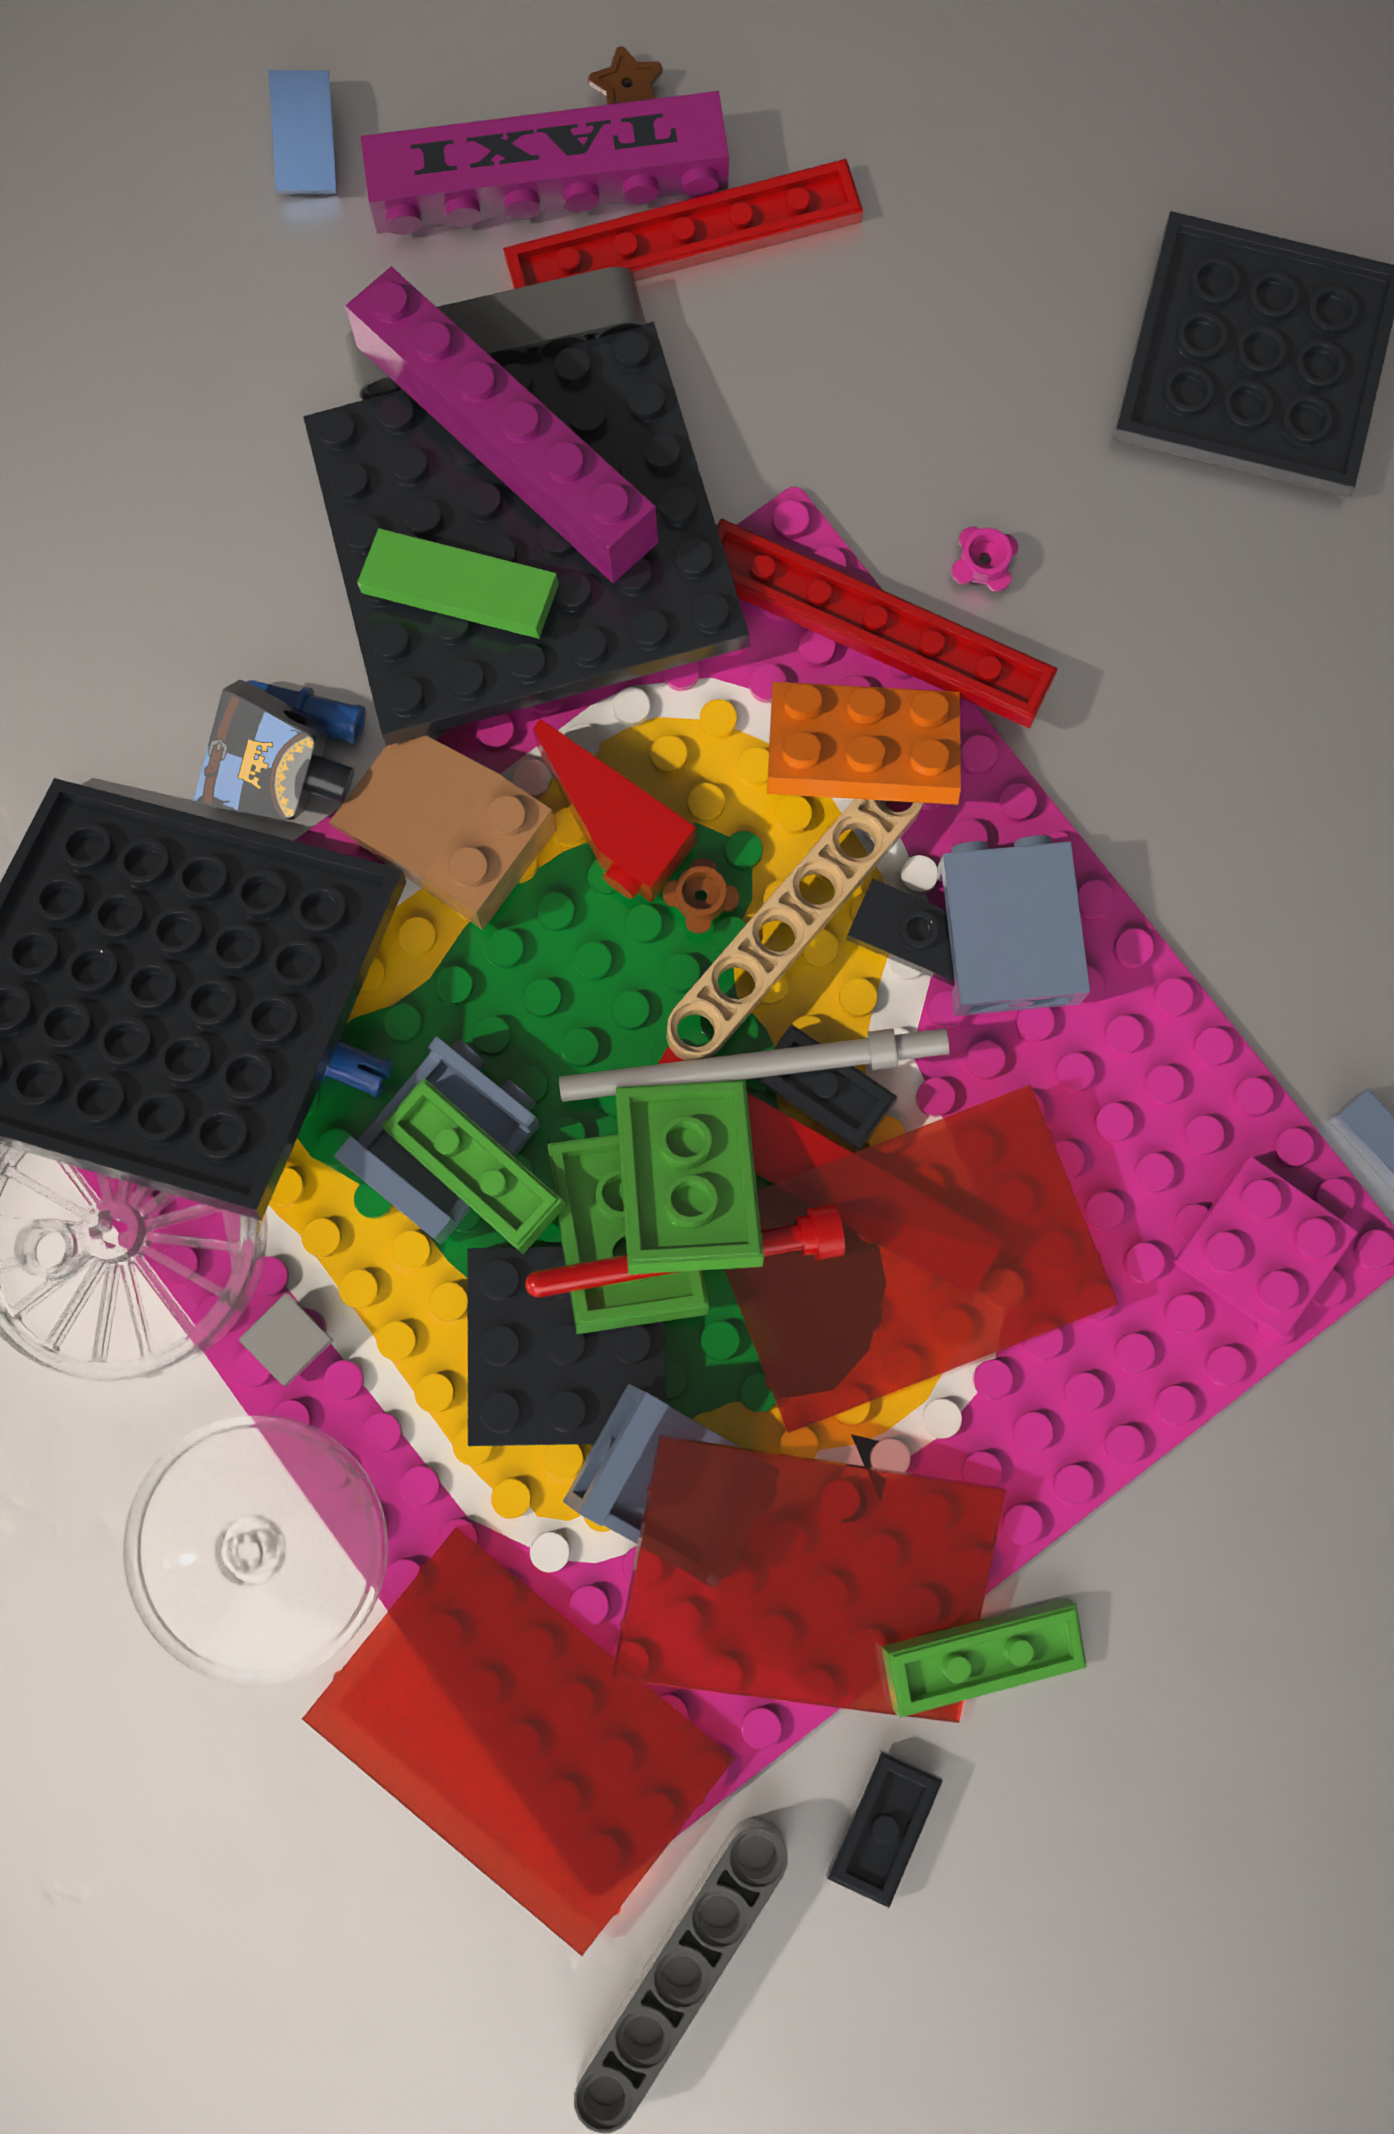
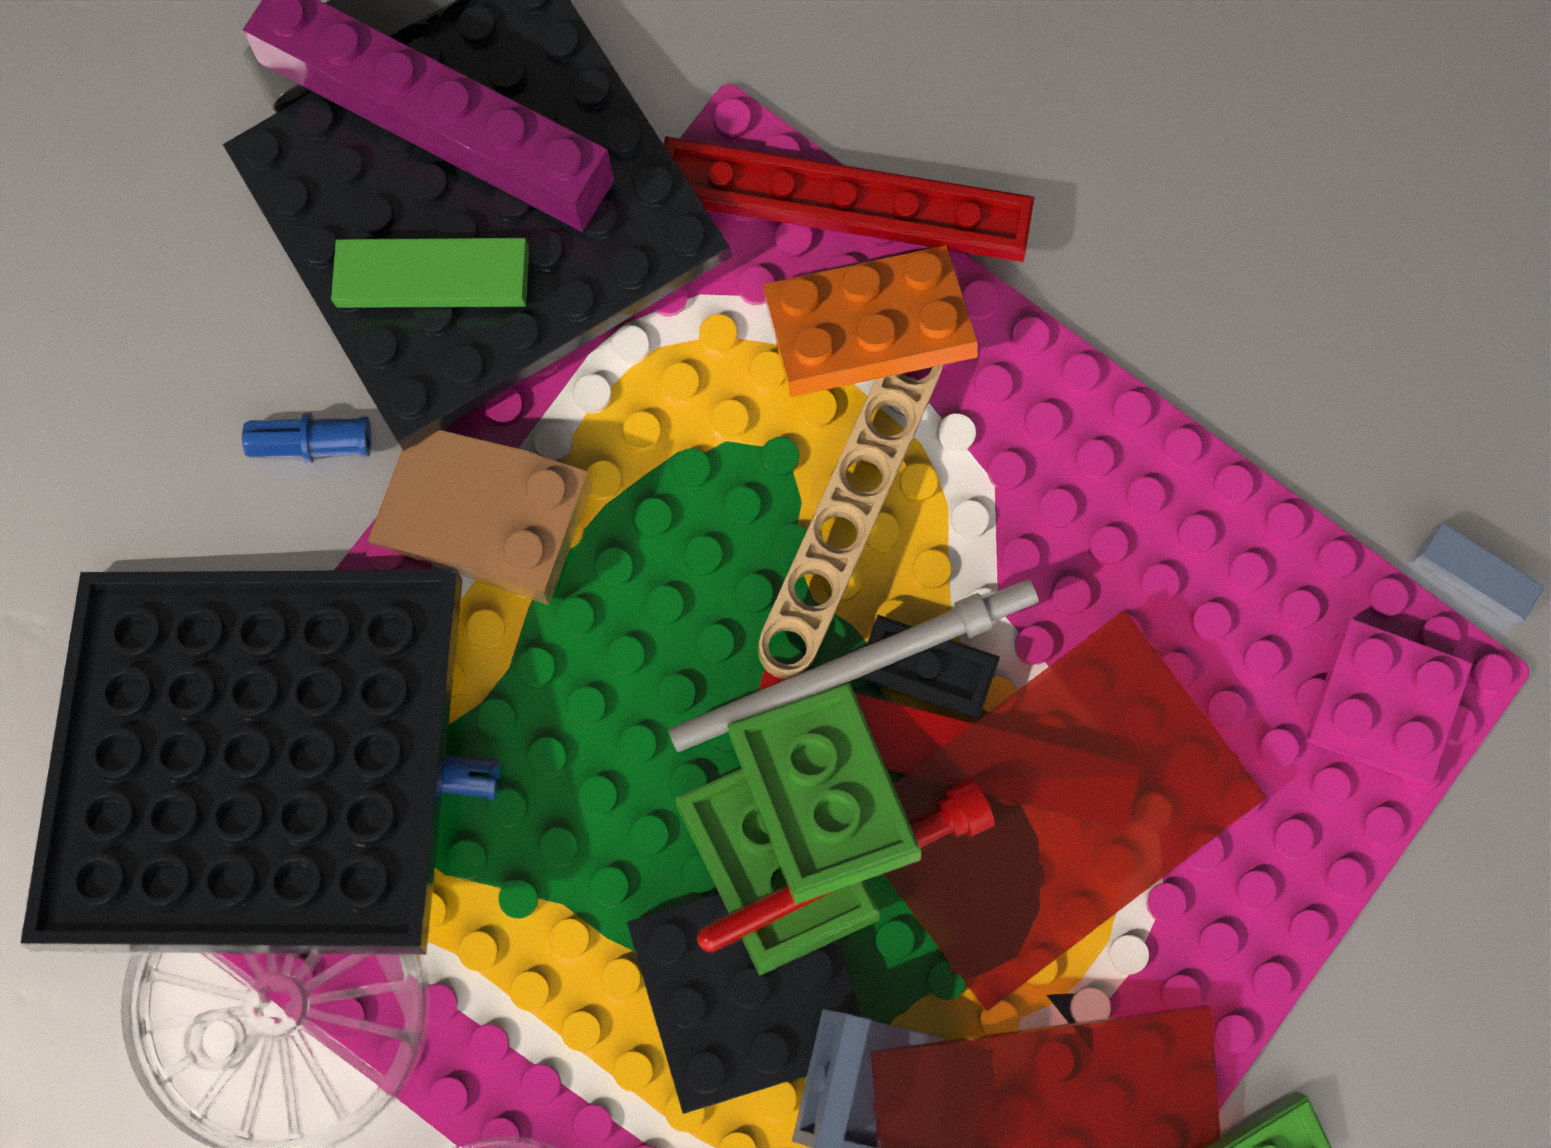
camera: 20 degrees left, 0 degrees up
(267, 757) = (289, 495): torso -> none
(286, 1340) = (474, 1061): light grey tile -> none
(402, 1178) = (570, 821): sand blue panel -> none
(473, 1165) = (610, 840): bright green tile -> none
(625, 827) = (657, 465): red slope -> none
(700, 877) = (749, 495): dark orange plate -> none
(904, 931) = (972, 492): black plate -> none
(987, 542) = (936, 89): dark pink plate -> none
(1014, 926) = (1064, 459): sand blue panel -> none

